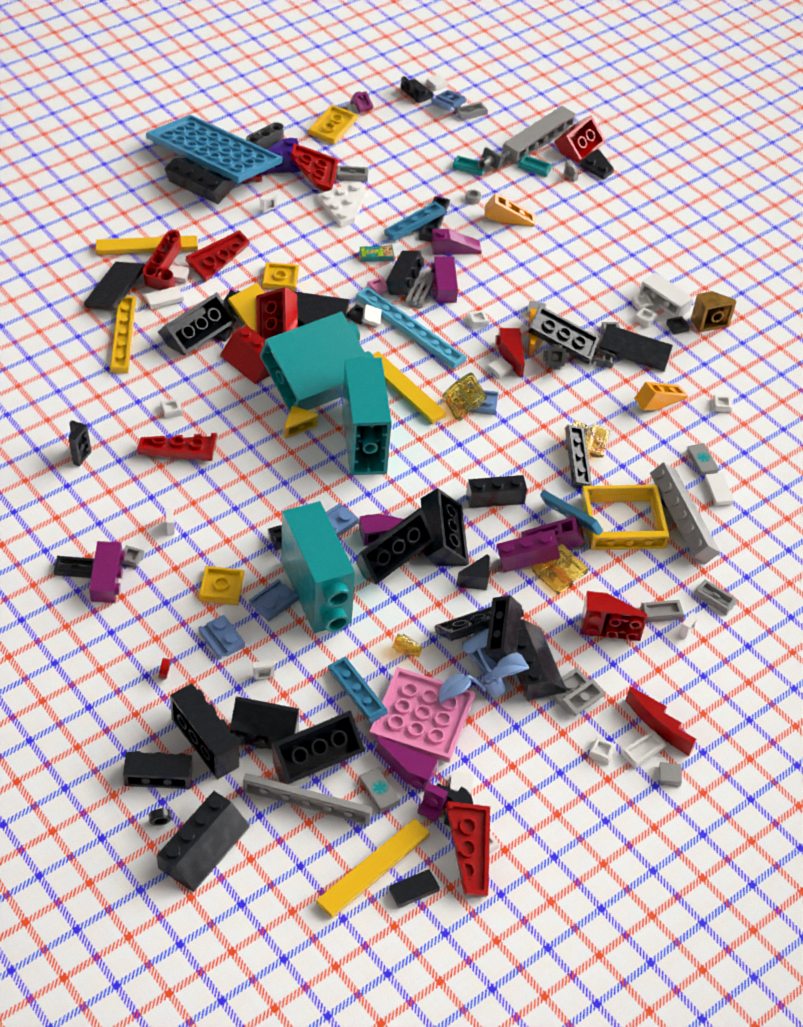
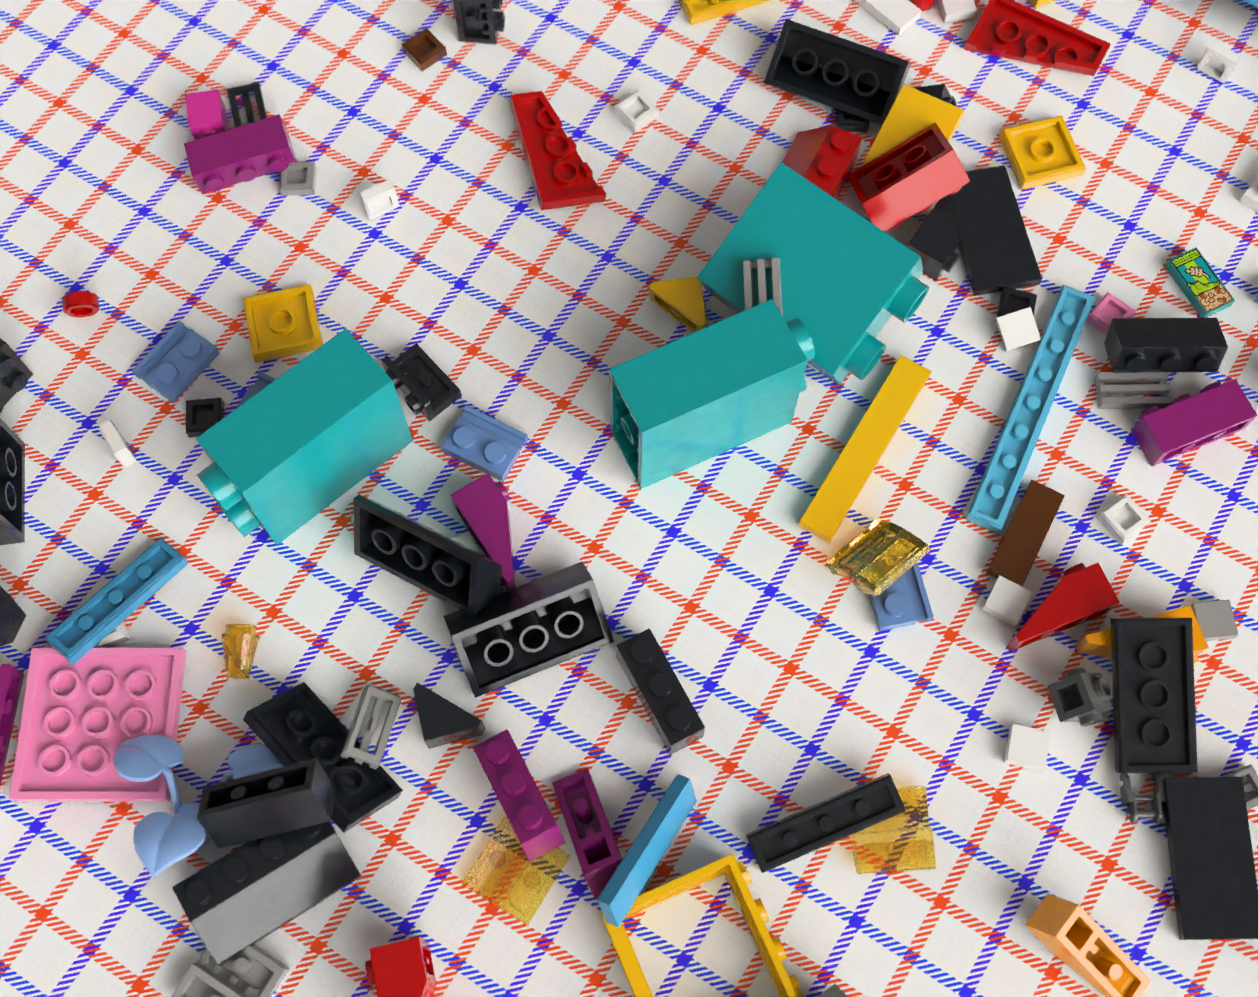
camera: 75 degrees right, 20 degrees up
(71, 582) = (206, 113): none -> dark pink brick
(78, 480) = (424, 49): none -> reddish brown tile
(262, 632) = (202, 415): none -> black tile
(326, 374) = (761, 265): none -> light grey tile
(470, 601) = (361, 754): none -> light grey tile
(471, 350) = (1025, 533): none -> reddish brown tile
(568, 385) = (1027, 747): none -> white tile

